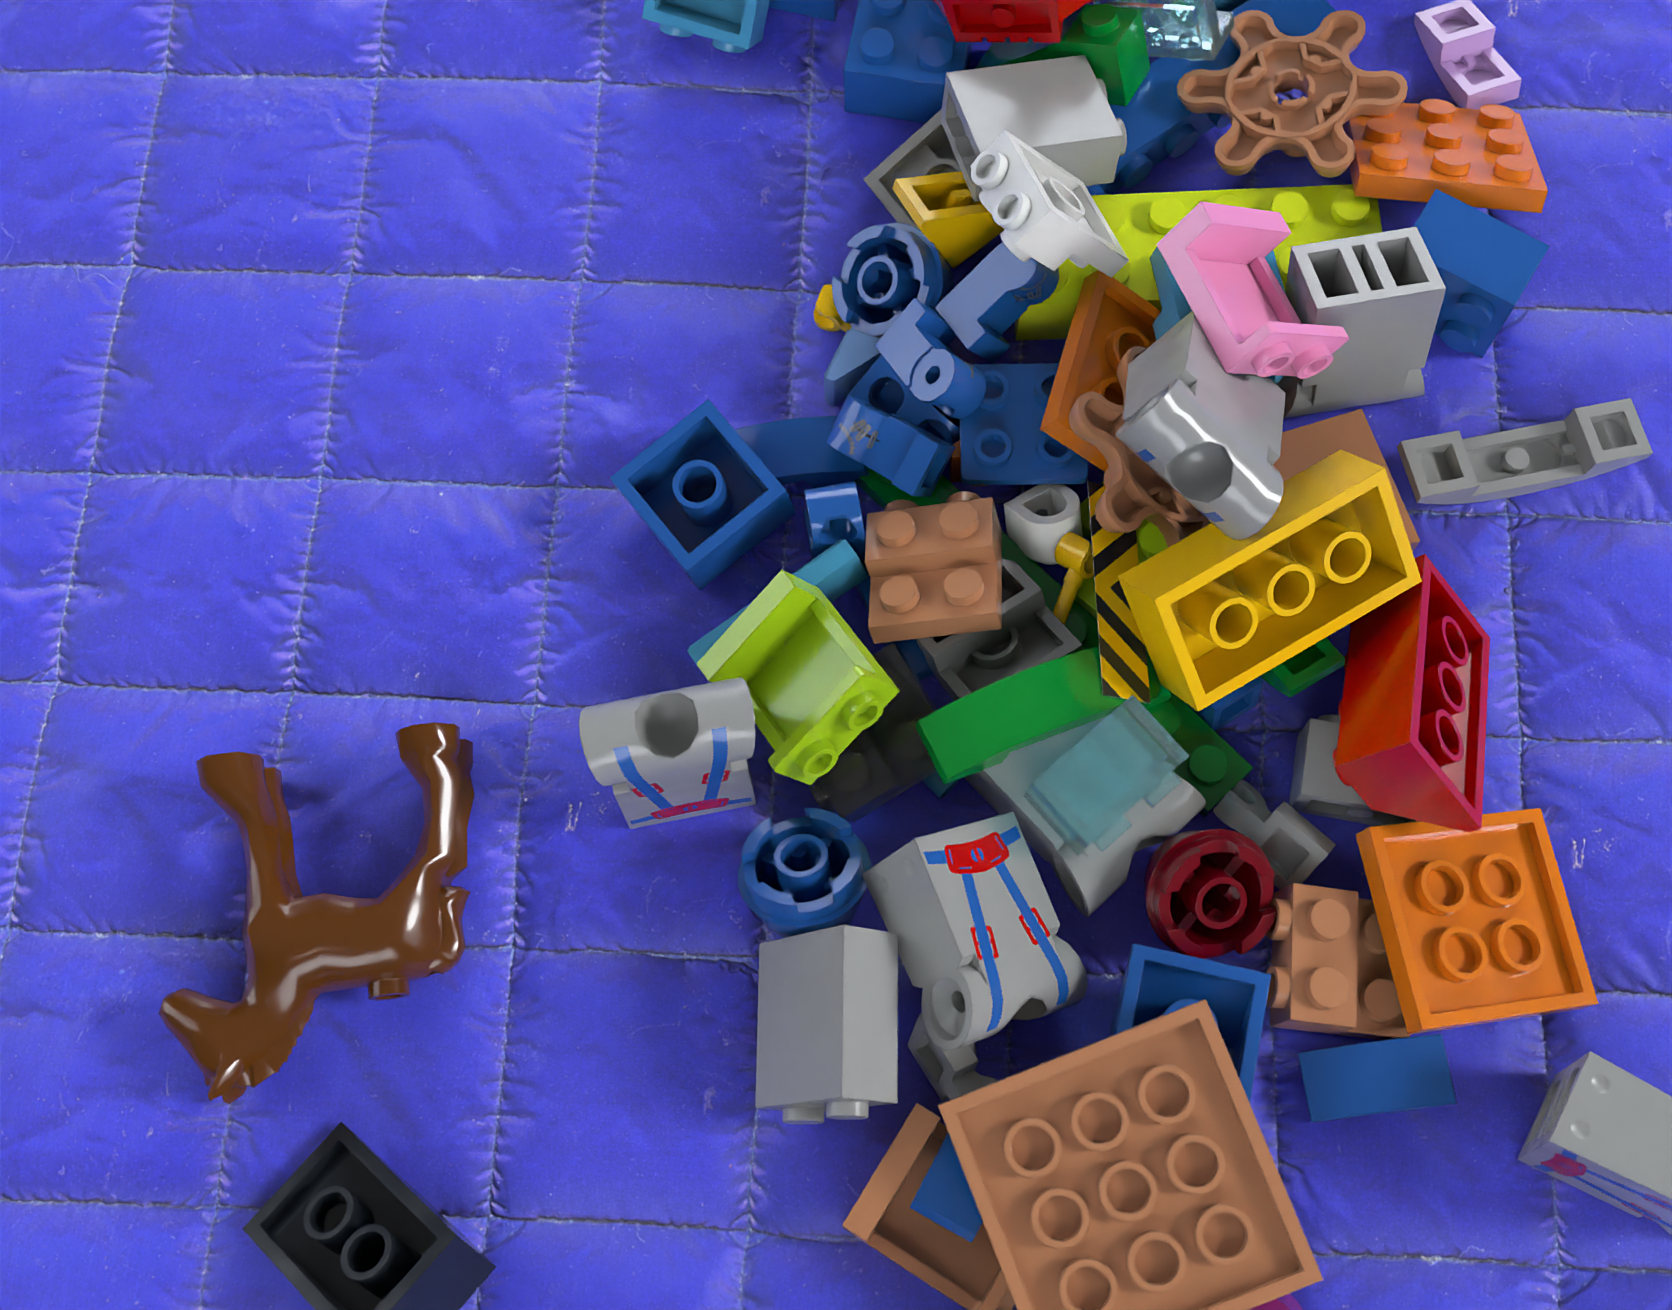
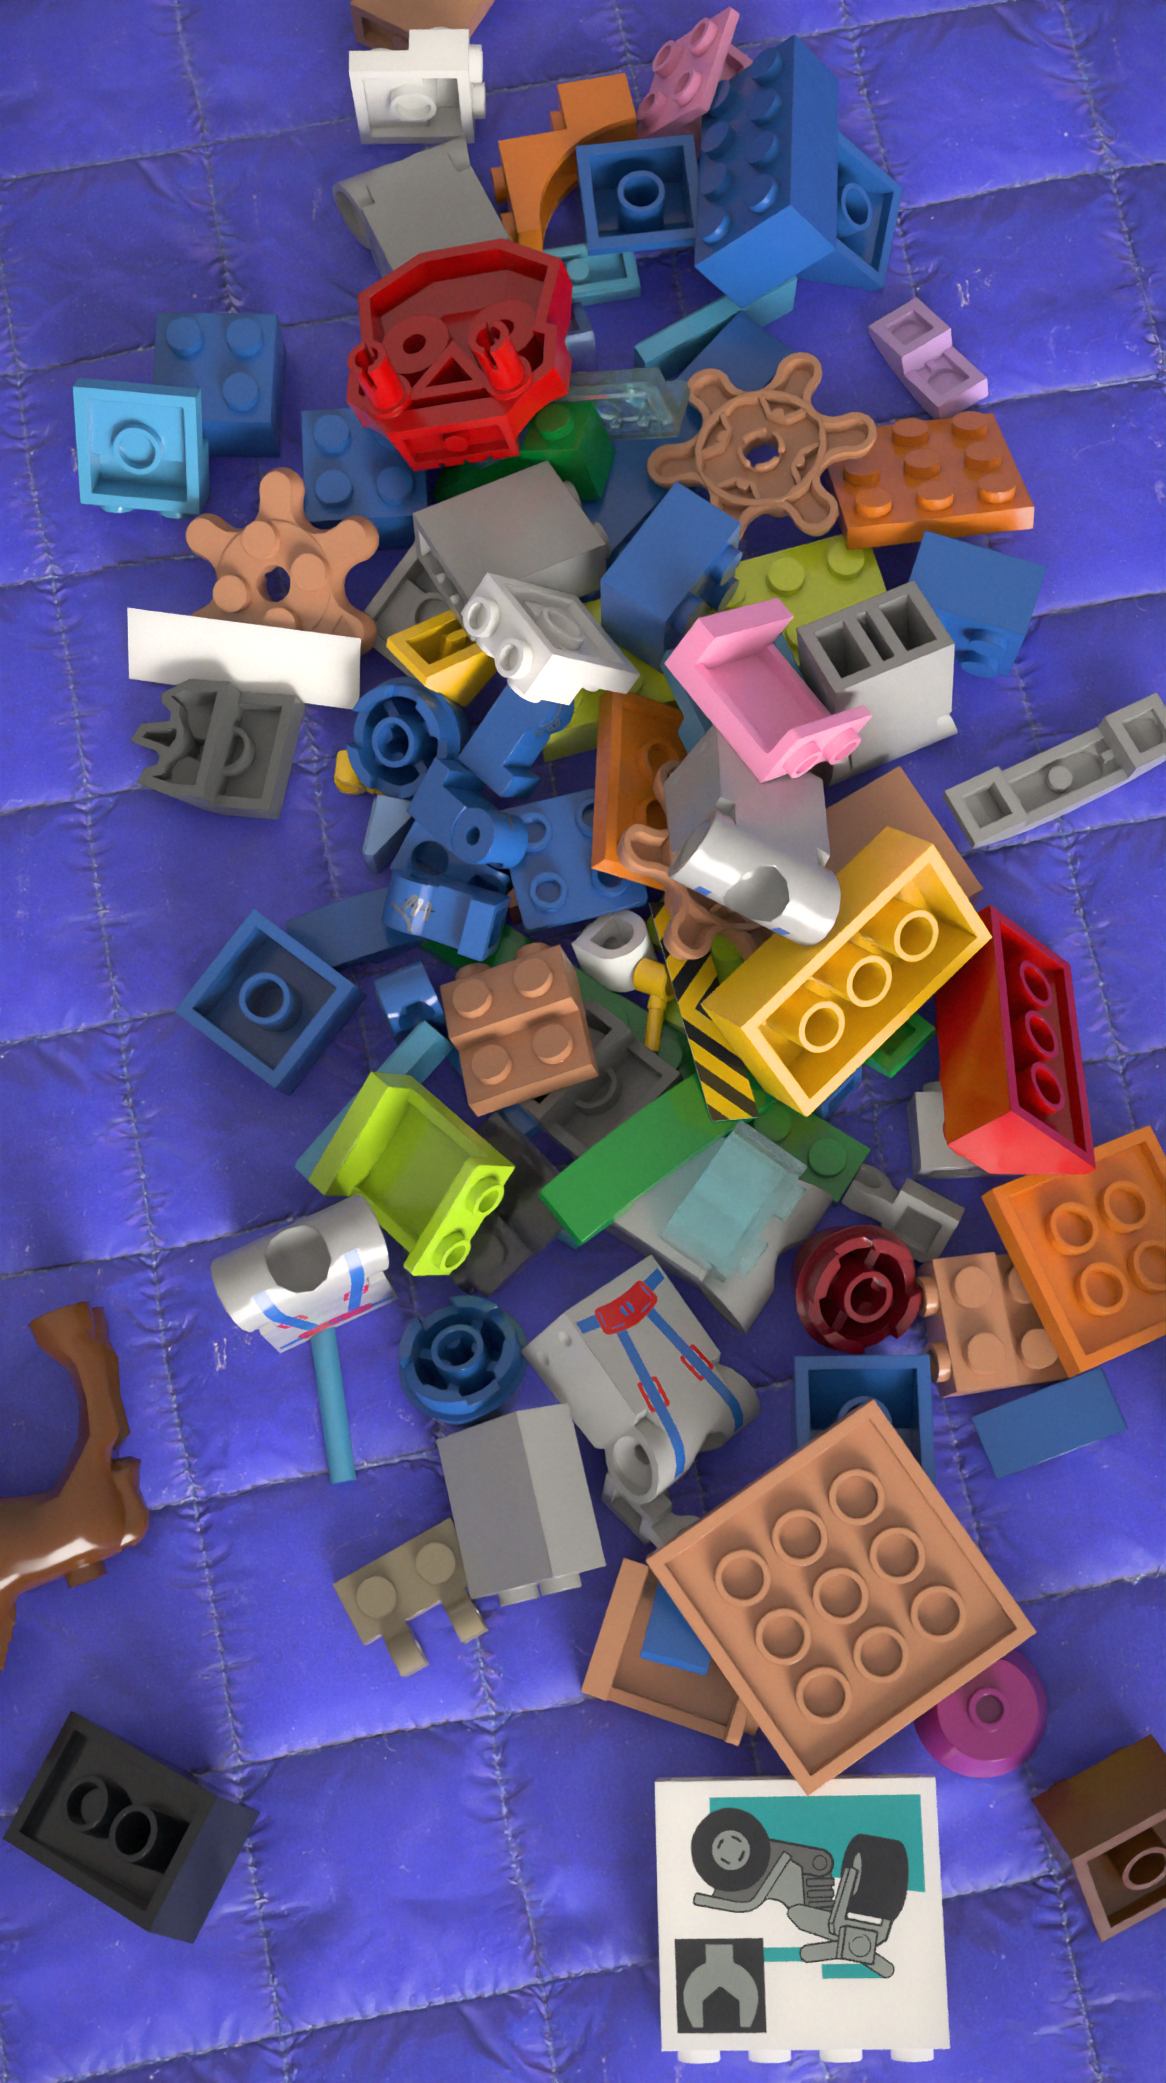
camera: 15 degrees left, 5 degrees up
(667, 891) = (333, 1406): none -> dark azure bar
(694, 1081) = (405, 1585): none -> dark tan plate
(717, 260) = (223, 748): none -> dark grey plate
(757, 183) = (250, 656): none -> white sticker
(835, 146) = (286, 539): none -> nougat plate
(1182, 159) = (670, 575): none -> blue brick

